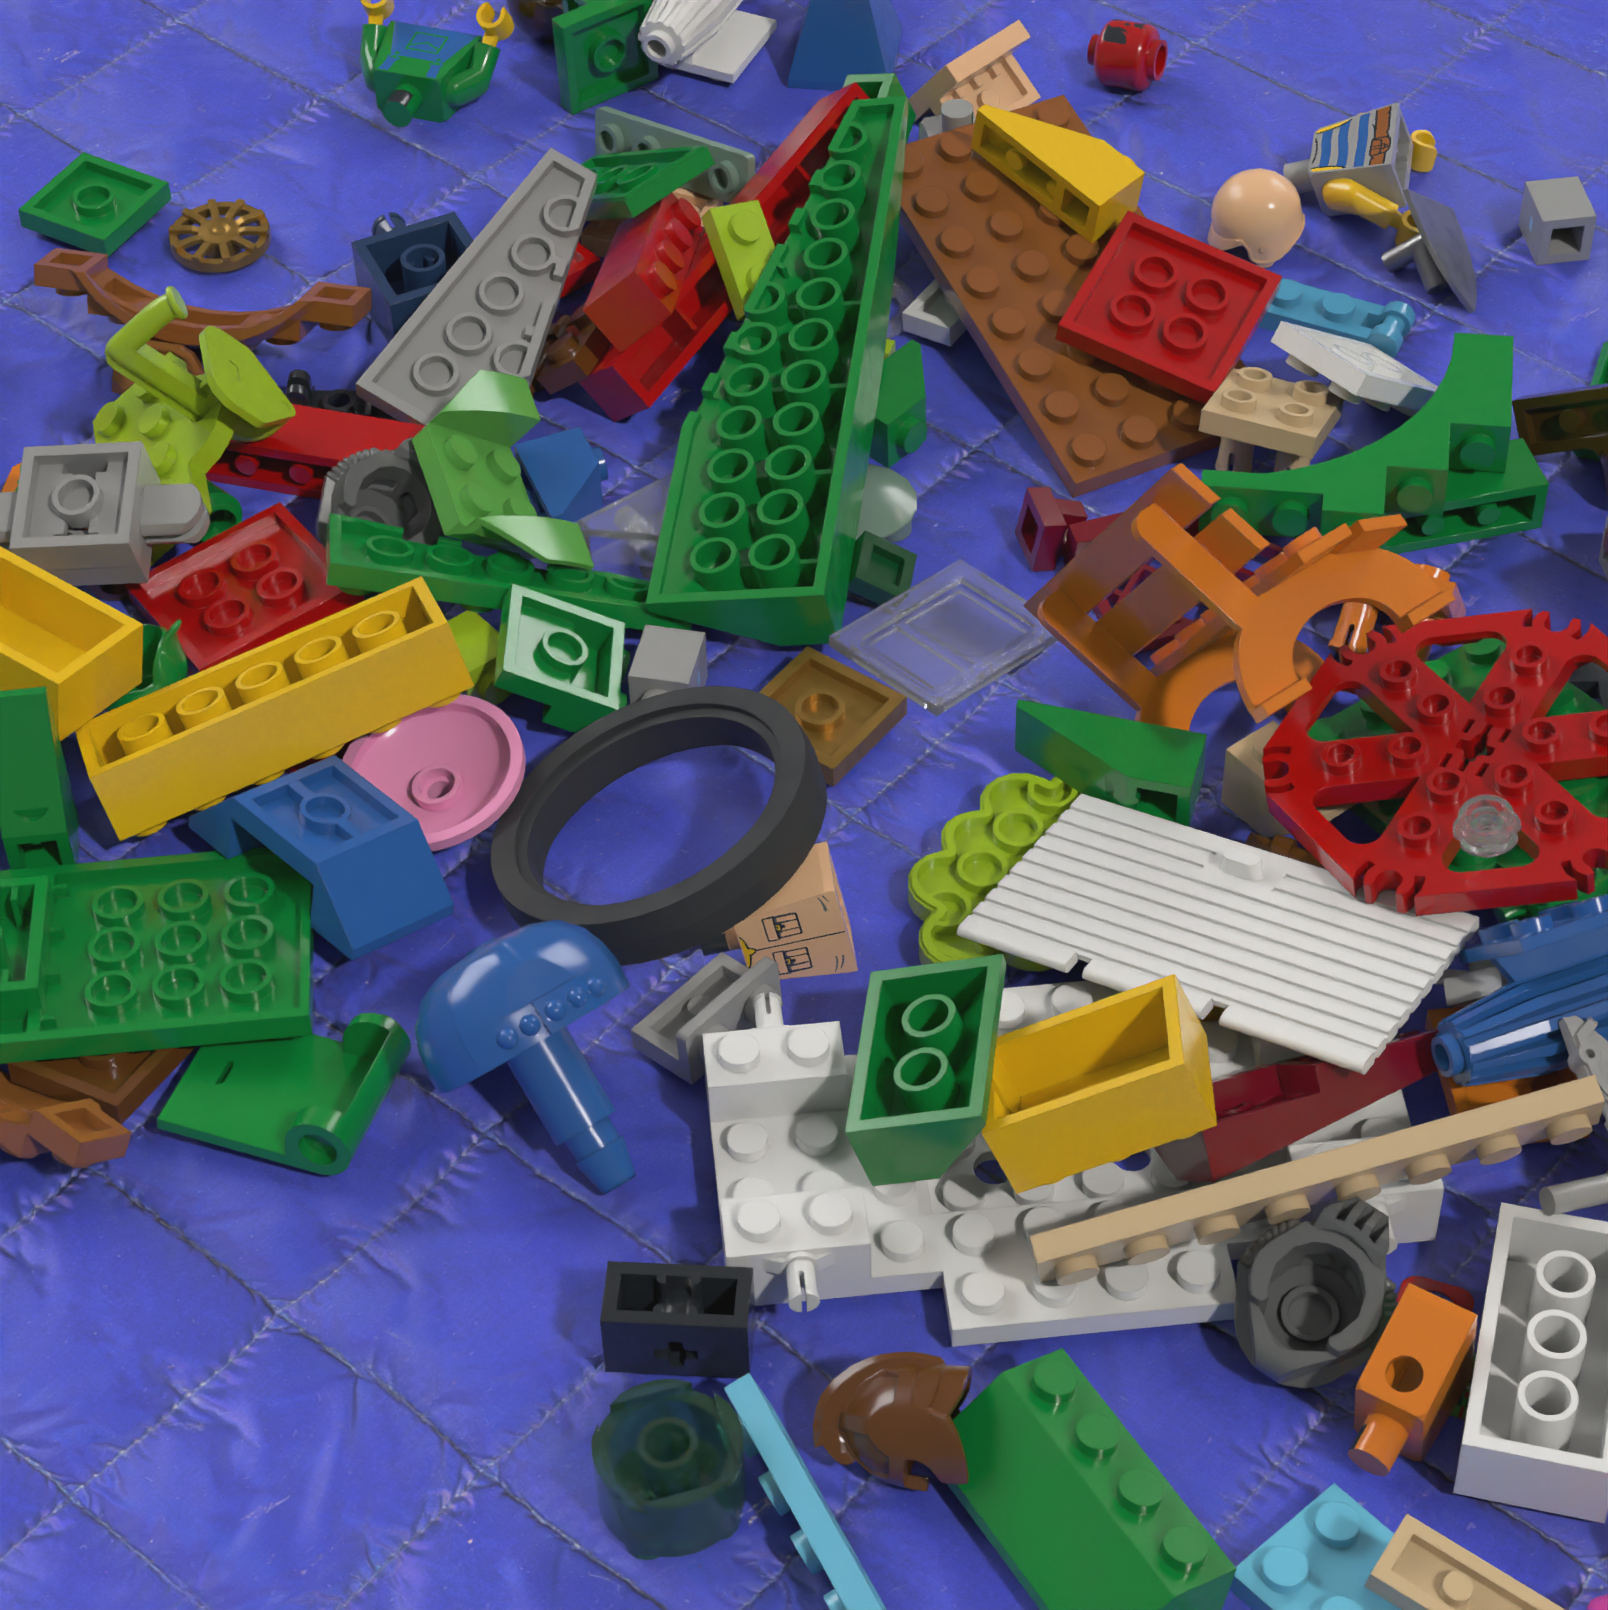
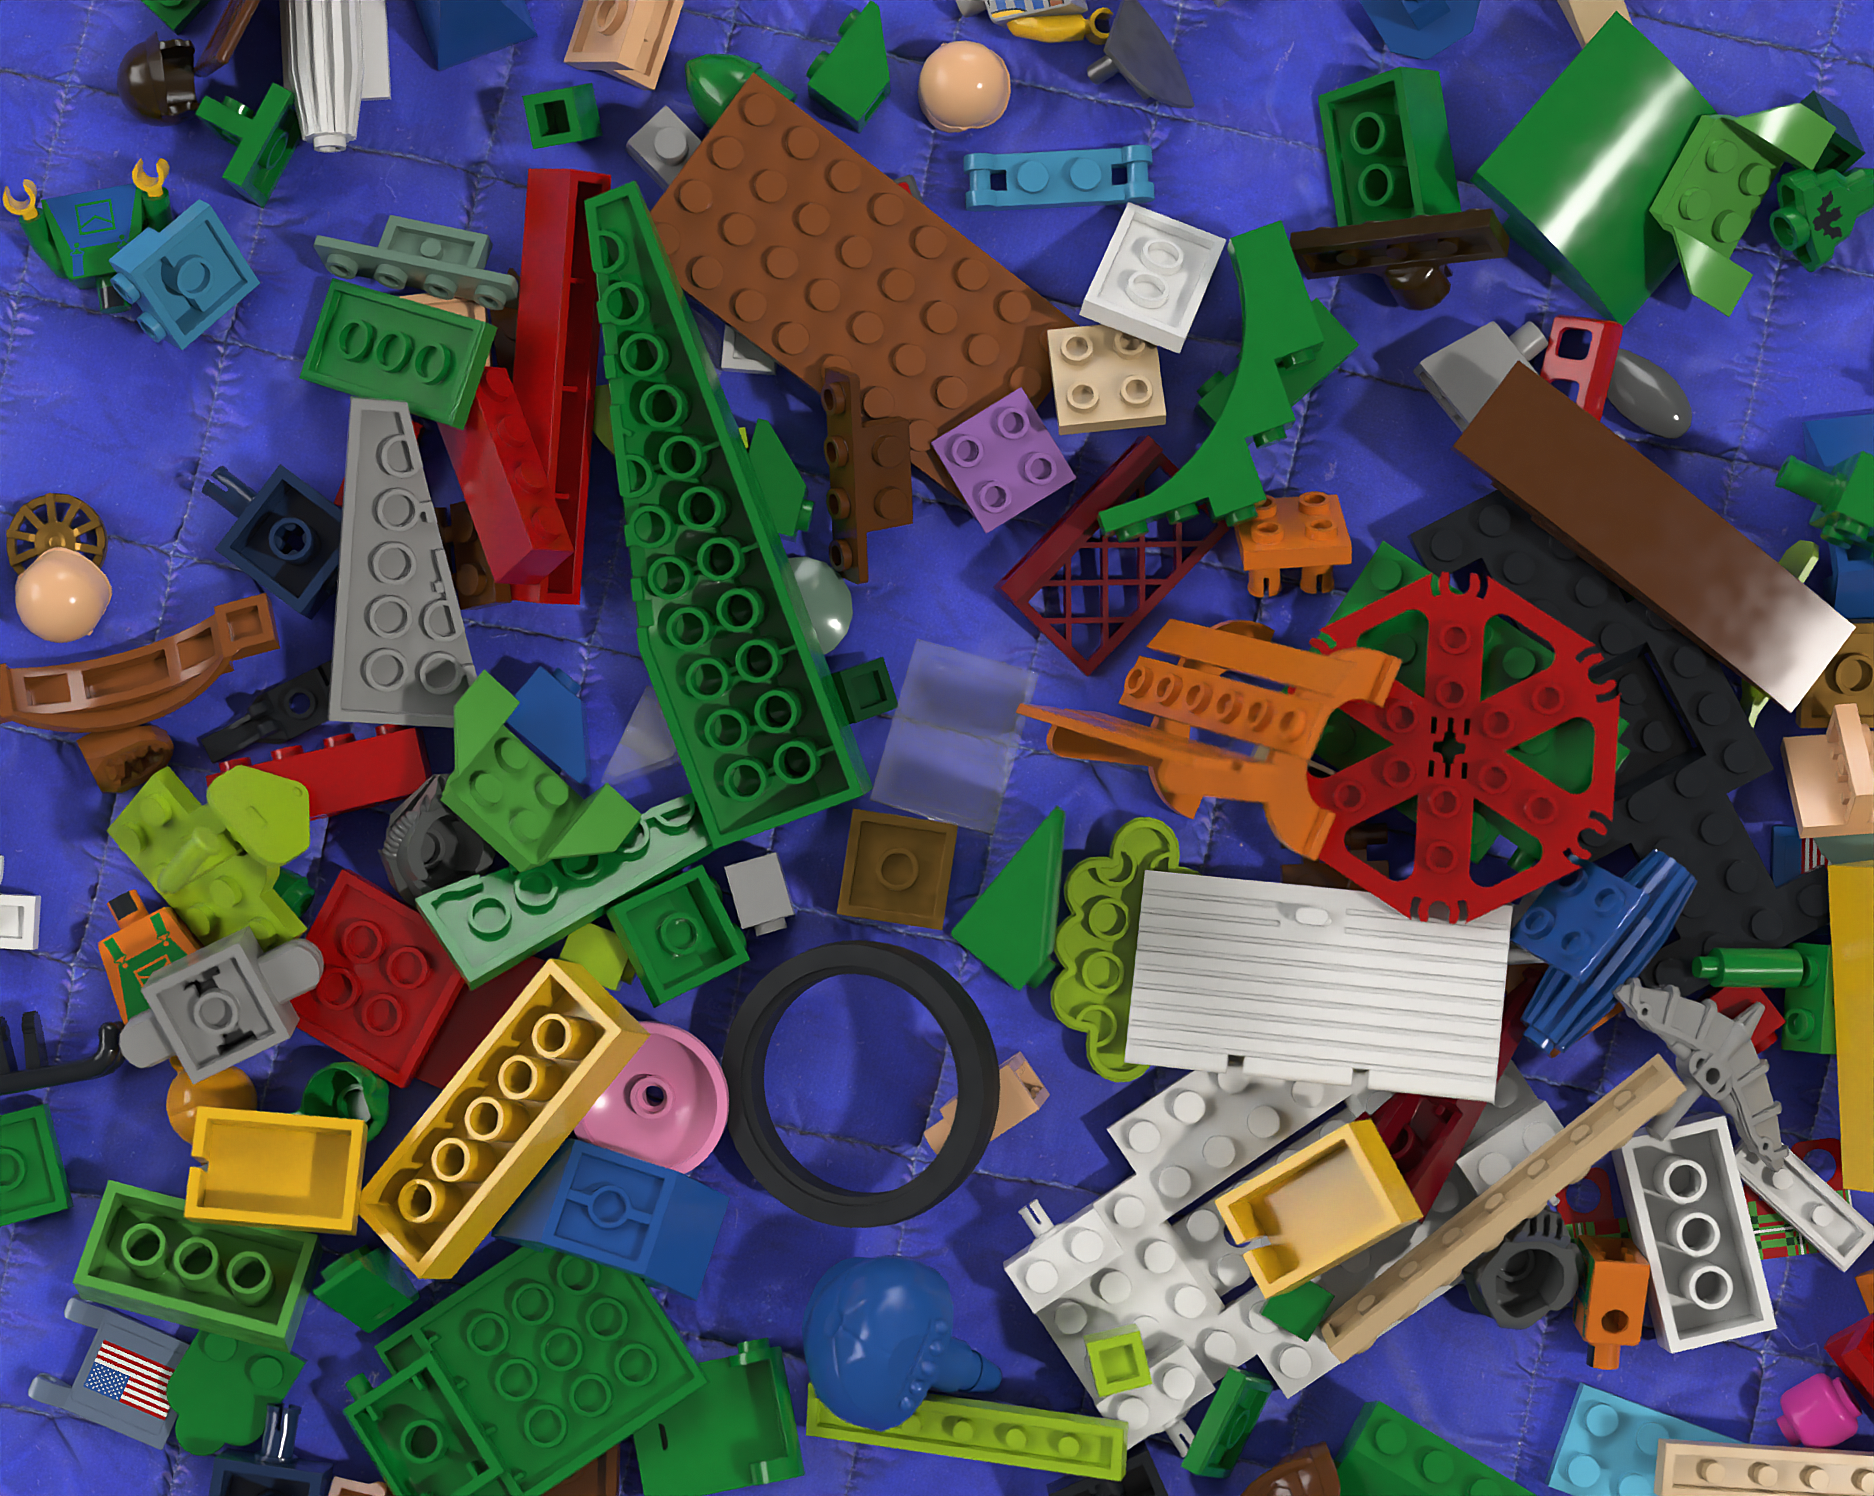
camera: 30 degrees left, 40 degrees up
(194, 251) = (62, 595): none -> light nougat helmet
(470, 94) = (183, 275): none -> dark azure plate
(564, 1177) = (992, 1434): none -> lime plate
(709, 1002) = (976, 1216): light grey bracket -> none
(740, 248) = (578, 420): lime plate -> none
(772, 1149) = (1117, 1360): none -> lime panel
(864, 1297) = (1228, 1424): none -> green tile
(924, 1066) = (1188, 1238): green slope -> none
(956, 670) = (1017, 914): none -> green windscreen
(993, 404) = (866, 471): none -> reddish brown bracket
(1010, 1219) = (1299, 1309): none -> green tile
(1044, 526) = (971, 575): dark red tile -> none
(1062, 169) = (826, 196): yellow slope -> none
(1115, 758) = (1176, 839): green slope -> none
(1126, 450) = (1003, 460): none -> medium lavender hinge
(1168, 307) = (967, 295): red plate -> none
(1172, 175) = (856, 73): none -> green slope
(1487, 826) = (1512, 861): clear plate -> none

